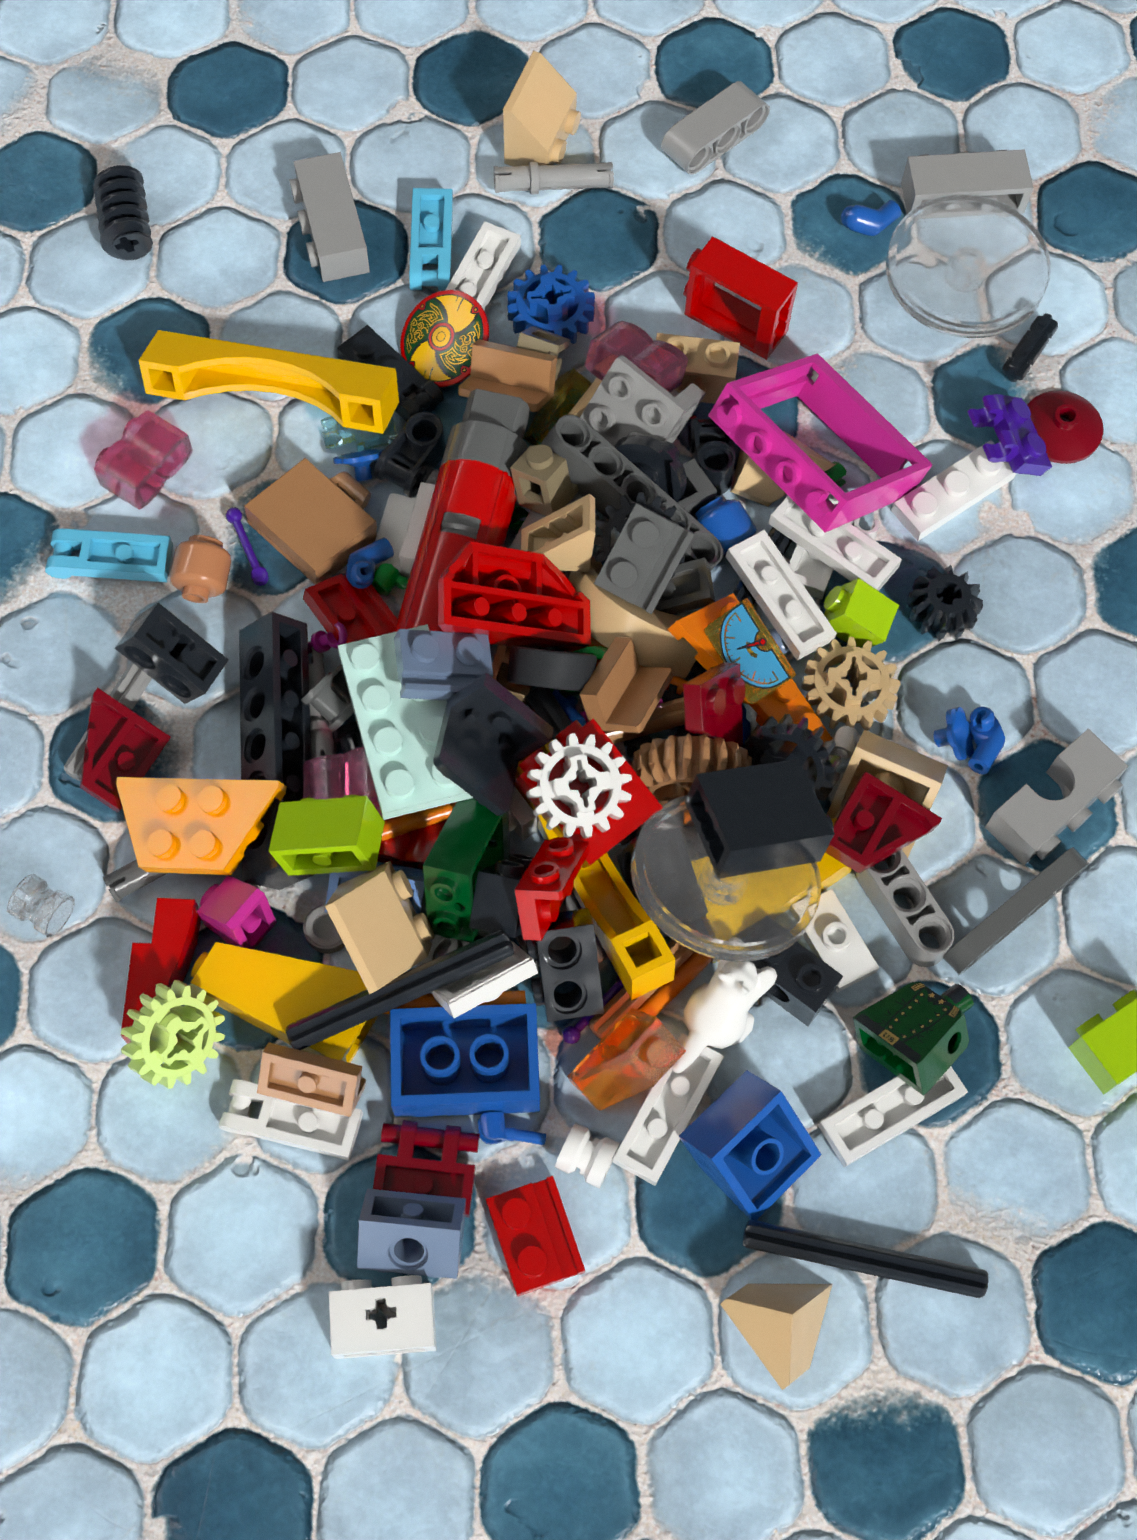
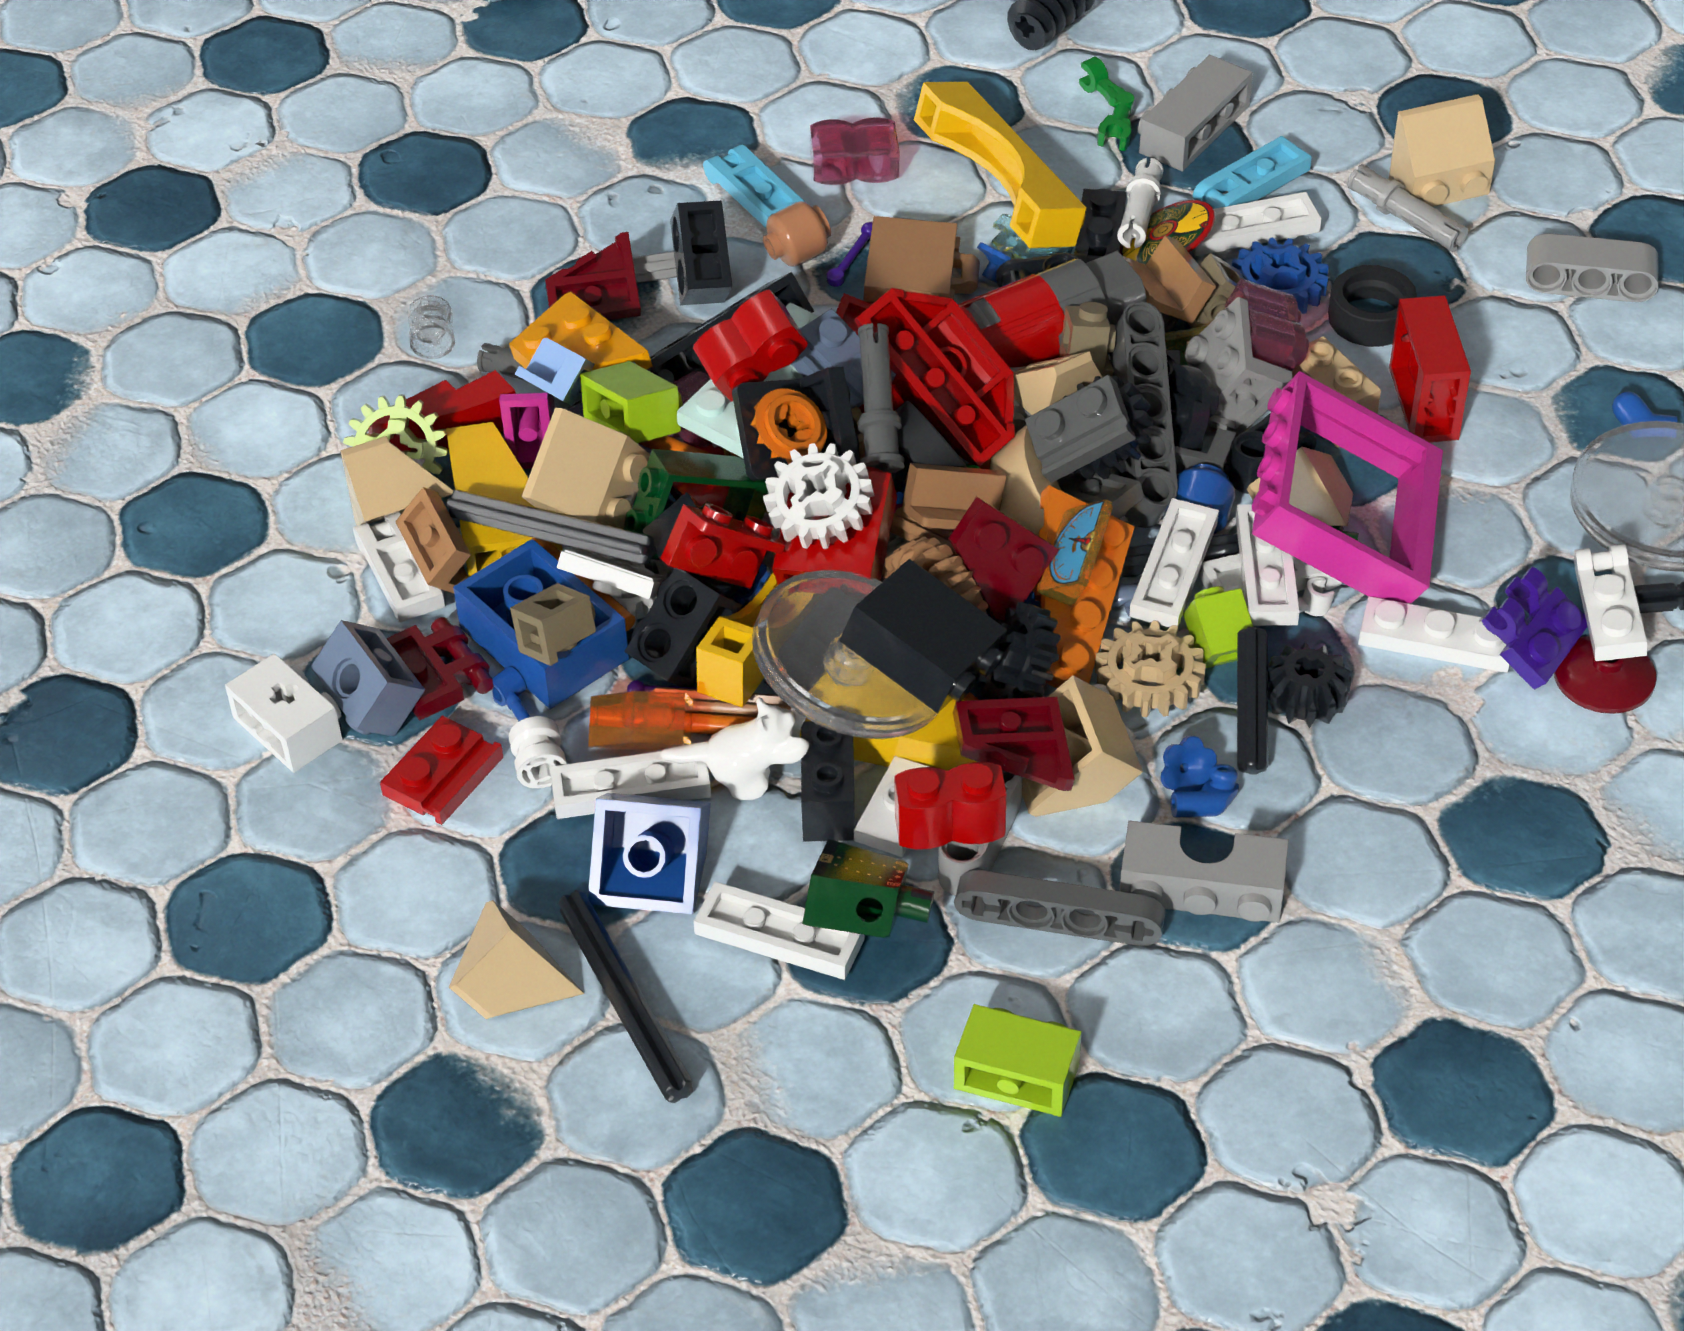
camera: 55 degrees right, 20 degrees down
(222, 1075) = (384, 480): none -> tan slope
(225, 246) = (1118, 123): none -> green piece
(237, 864) = (556, 370): none -> light blue panel
(382, 317) = (1142, 194): none -> white pin
(397, 718) = (750, 344): none -> red brick
(508, 1078) = (552, 622): none -> dark tan brick
(512, 755) = (800, 414): none -> orange gear
(537, 685) = (879, 421): none -> dark grey pin
(622, 251) = (1367, 283): none -> black tyre
(916, 920) = (950, 805): none -> red brick
(940, 648) = (1252, 700): none -> black axle
(1032, 377) = (1610, 604): none -> white plate

